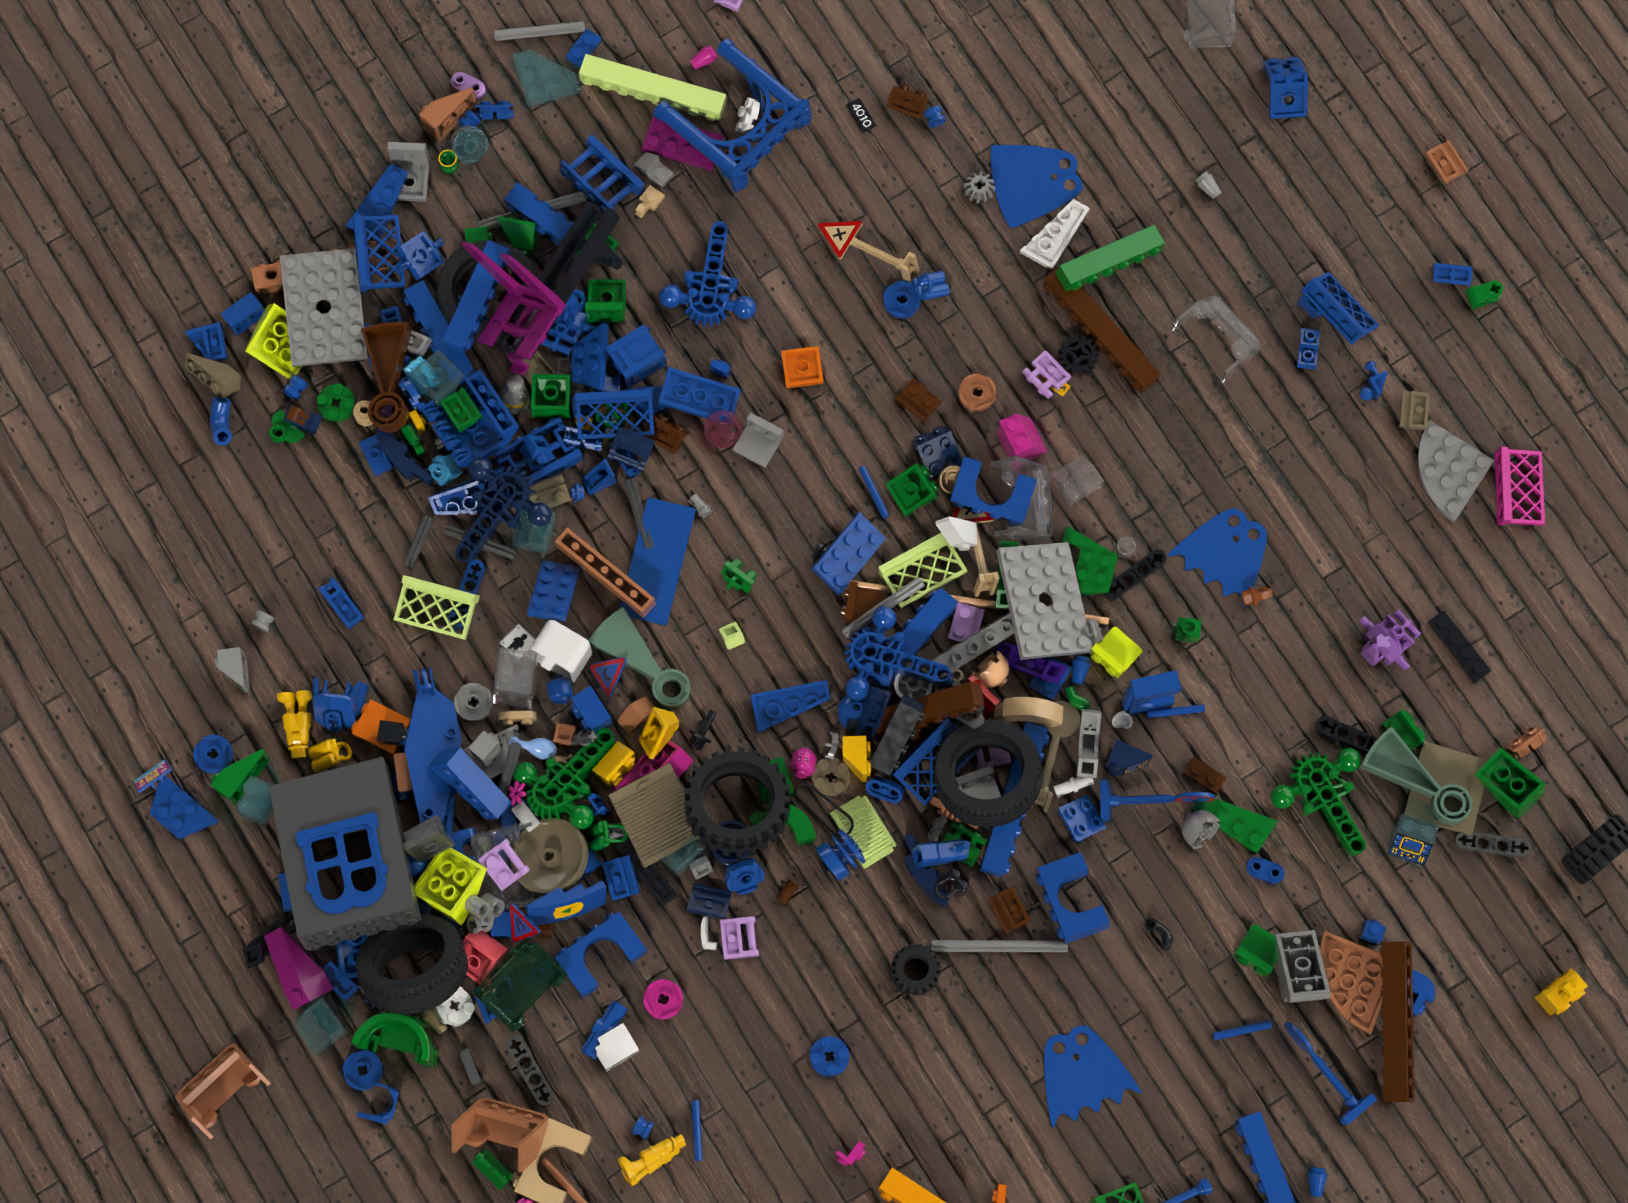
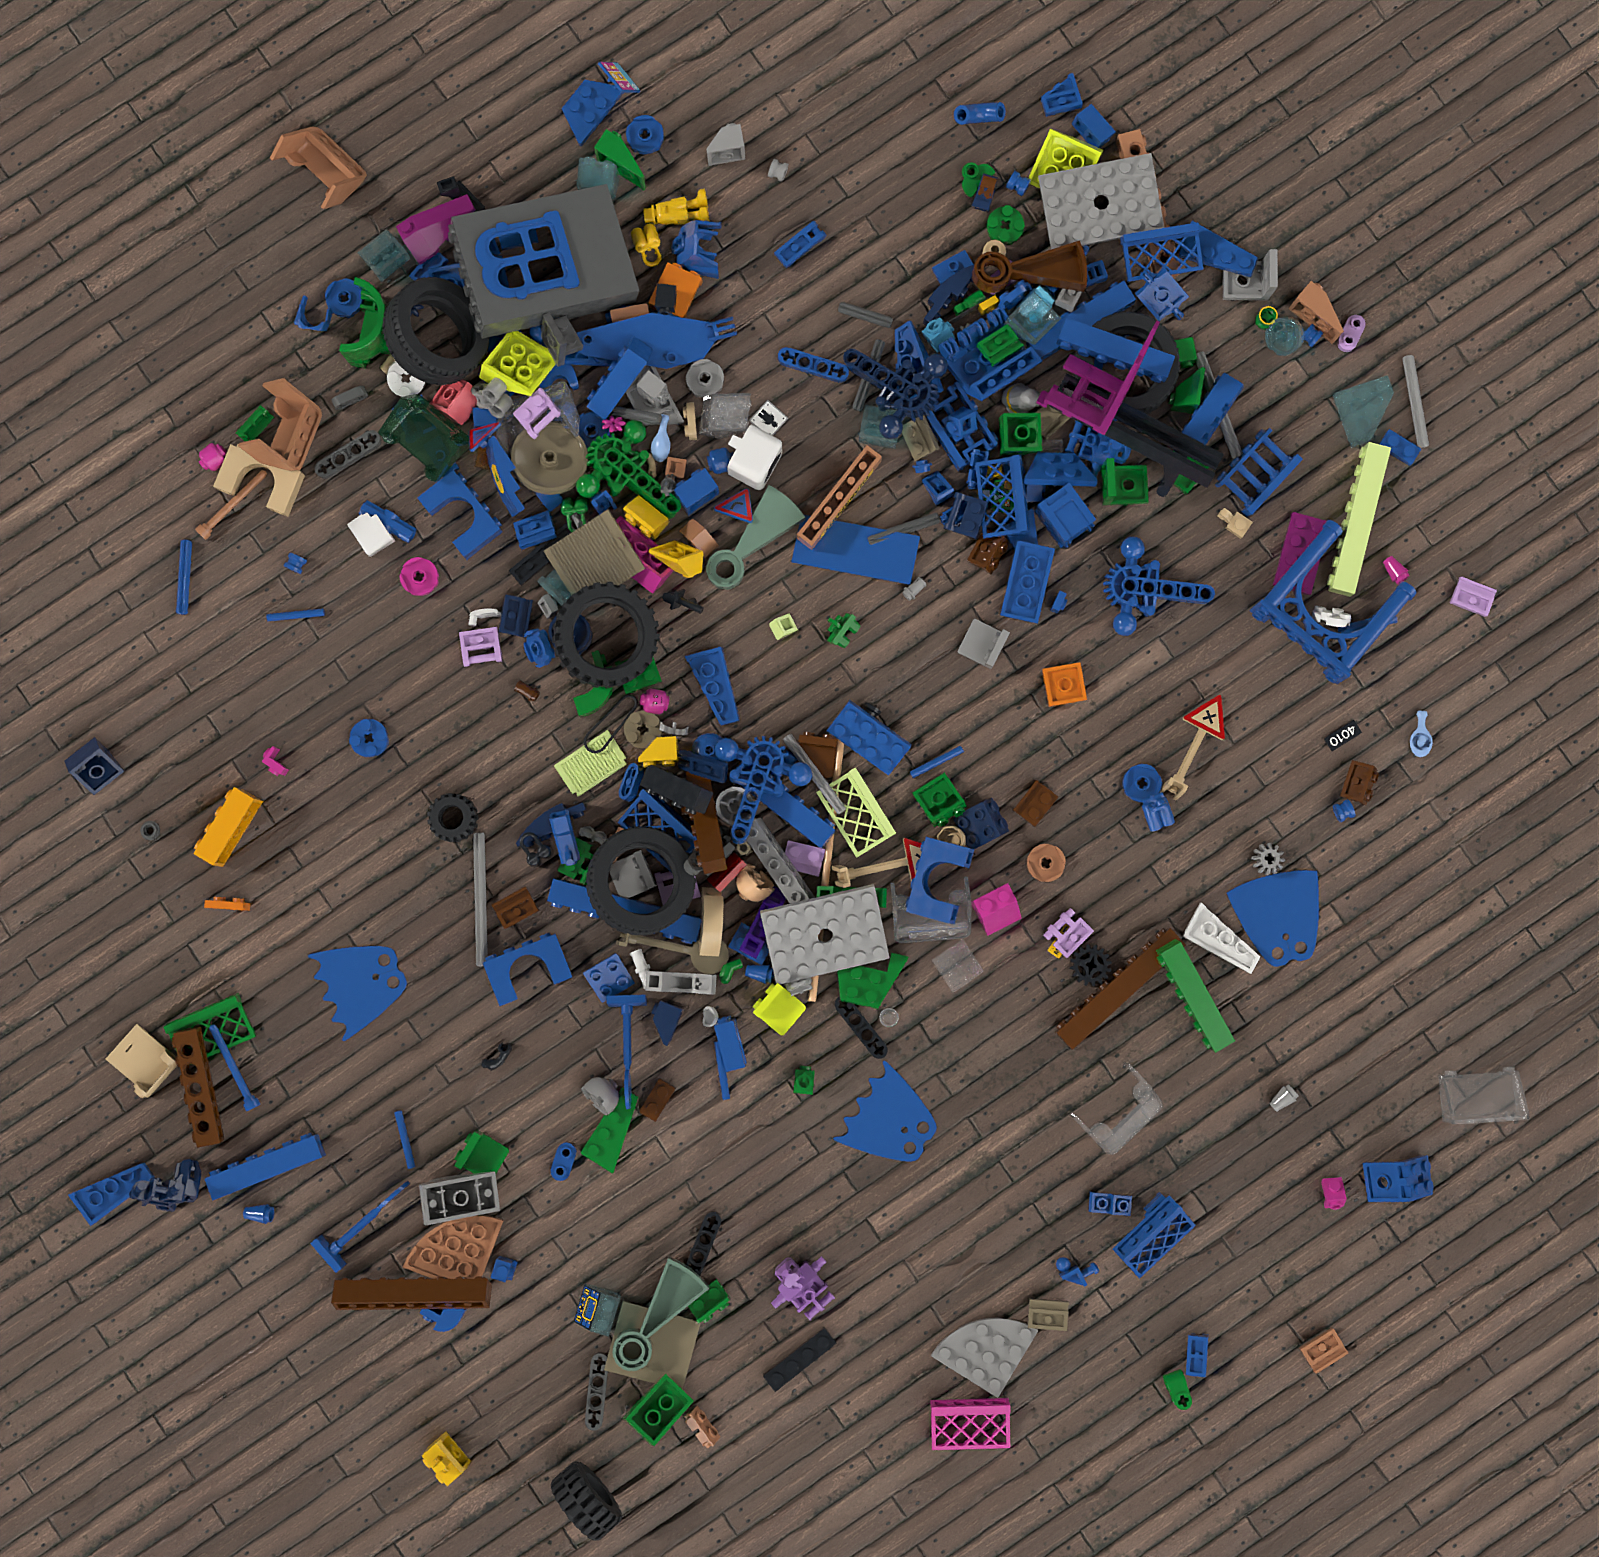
camera: 90 degrees right, 10 degrees up
(216, 375) = (1026, 106): dark tan slope -> none
(440, 591) = (814, 334): yellowish green fence -> none
(502, 109) = (1327, 368): blue hinge -> none
(525, 815) = (590, 434): white sticker -> none
(553, 591) = (815, 447): blue plate -> none
(651, 1159) = (264, 571): yellow piece -> none
(654, 169) = (1270, 525): light grey slope -> none
(722, 429) = (994, 607): clear pink piece -> none
(840, 855) = (560, 740): blue wheel -> none
(869, 44) = (1421, 740): none -> light blue piece
(958, 532) = (893, 847): white slope -> none
(1253, 596) = (842, 1148): dark orange piece -> none
(1298, 145) = (1333, 1193): none -> dark pink bracket
(1348, 761) = (675, 1243): green piece -> none

